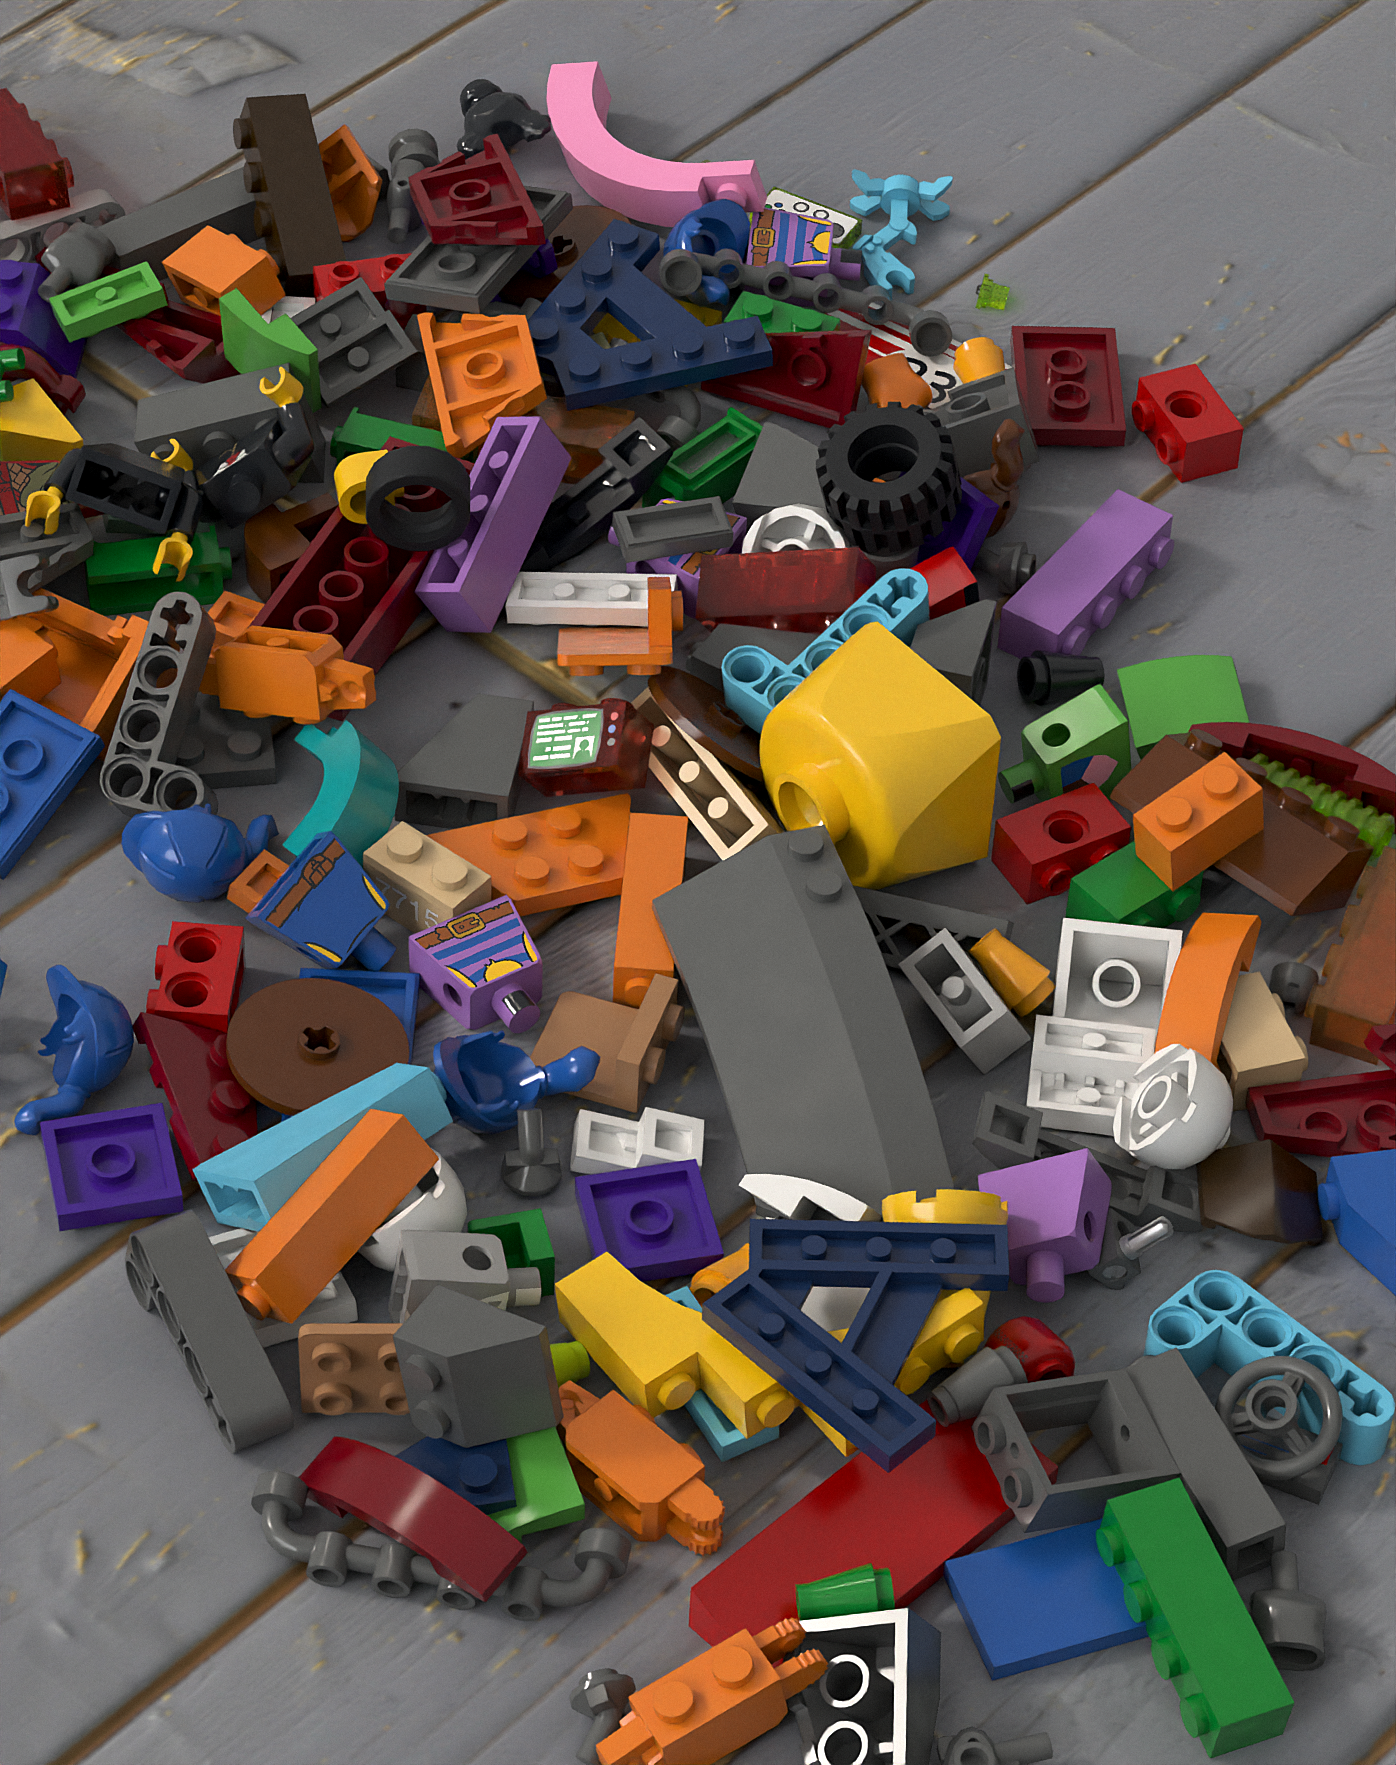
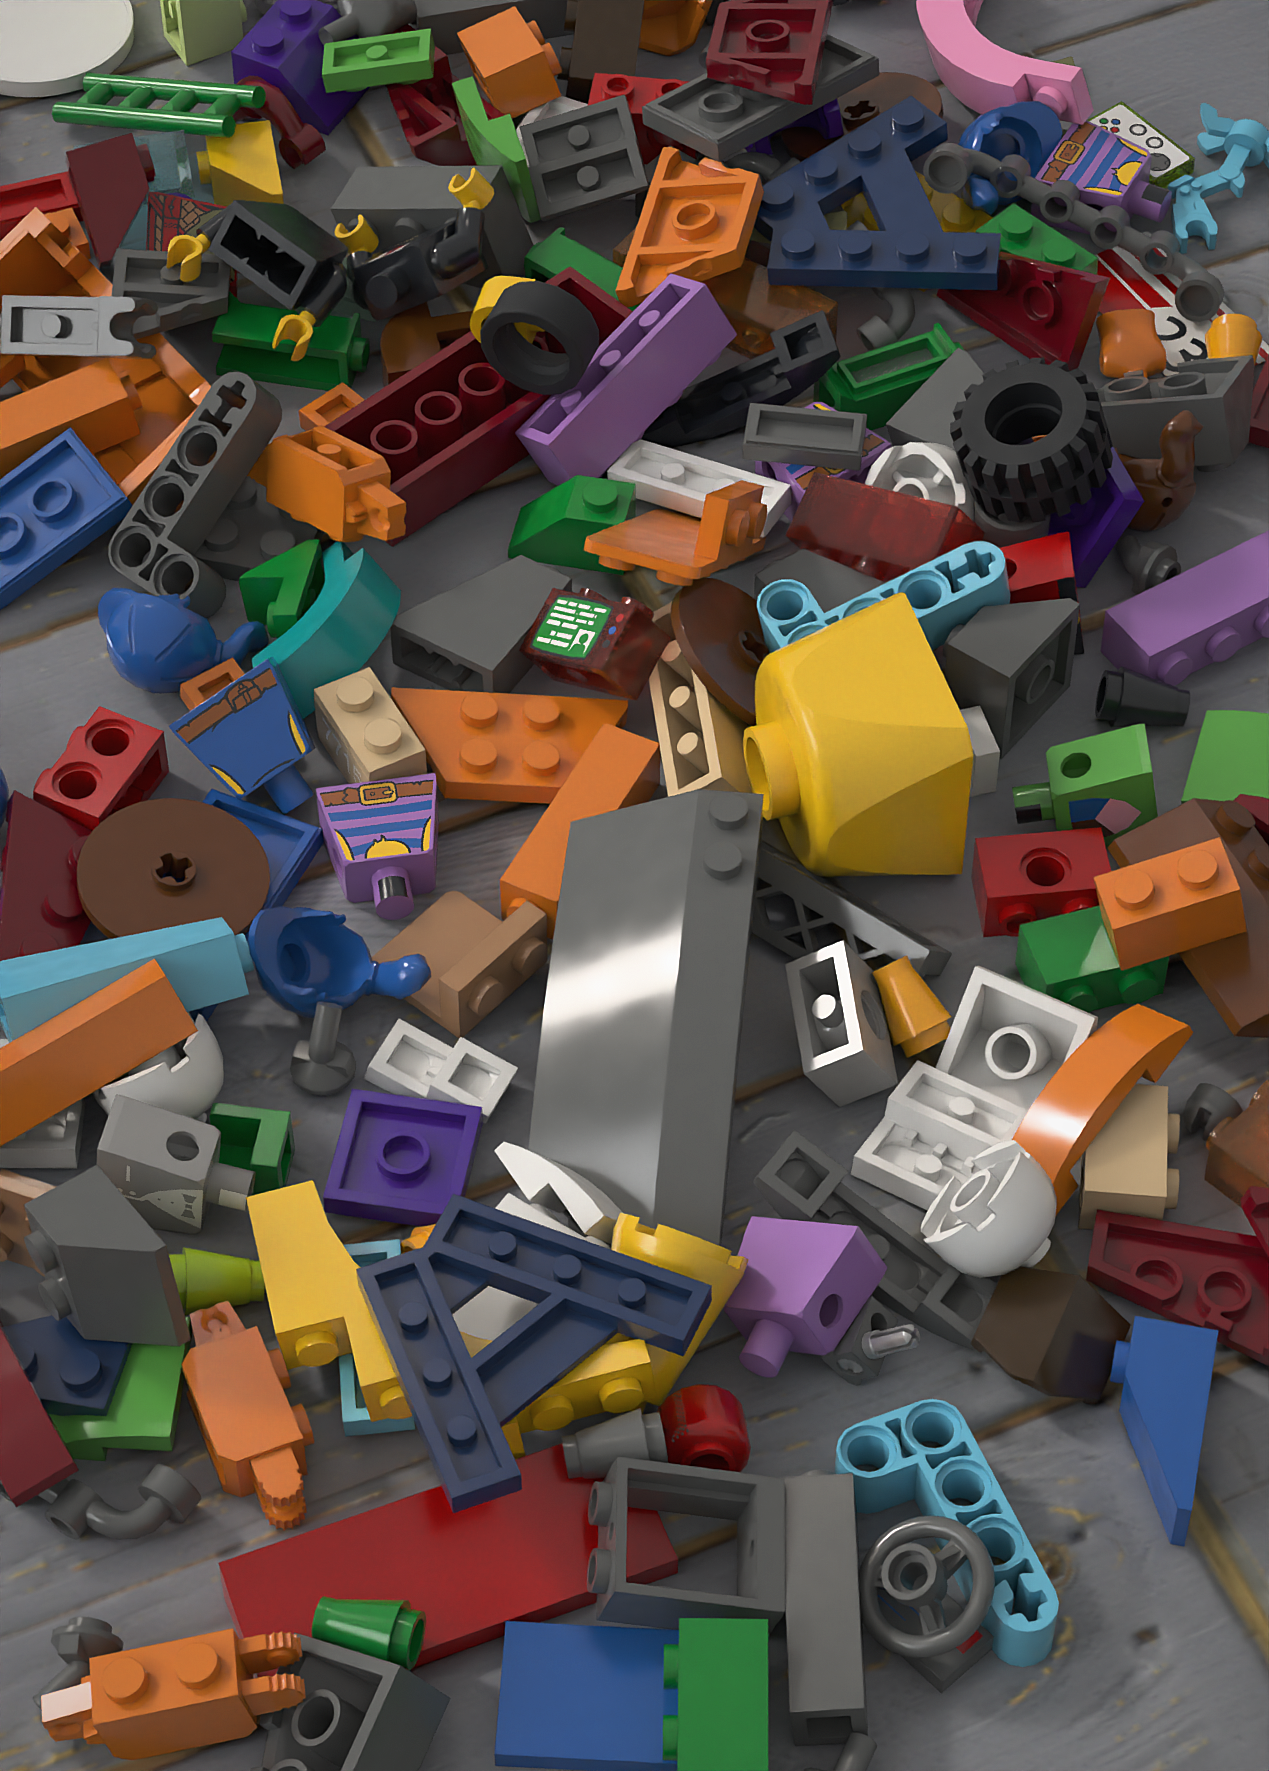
camera: 25 degrees right, 5 degrees up
(275, 782) = (284, 587): none -> green slope
(503, 656) = (558, 522): none -> green slope

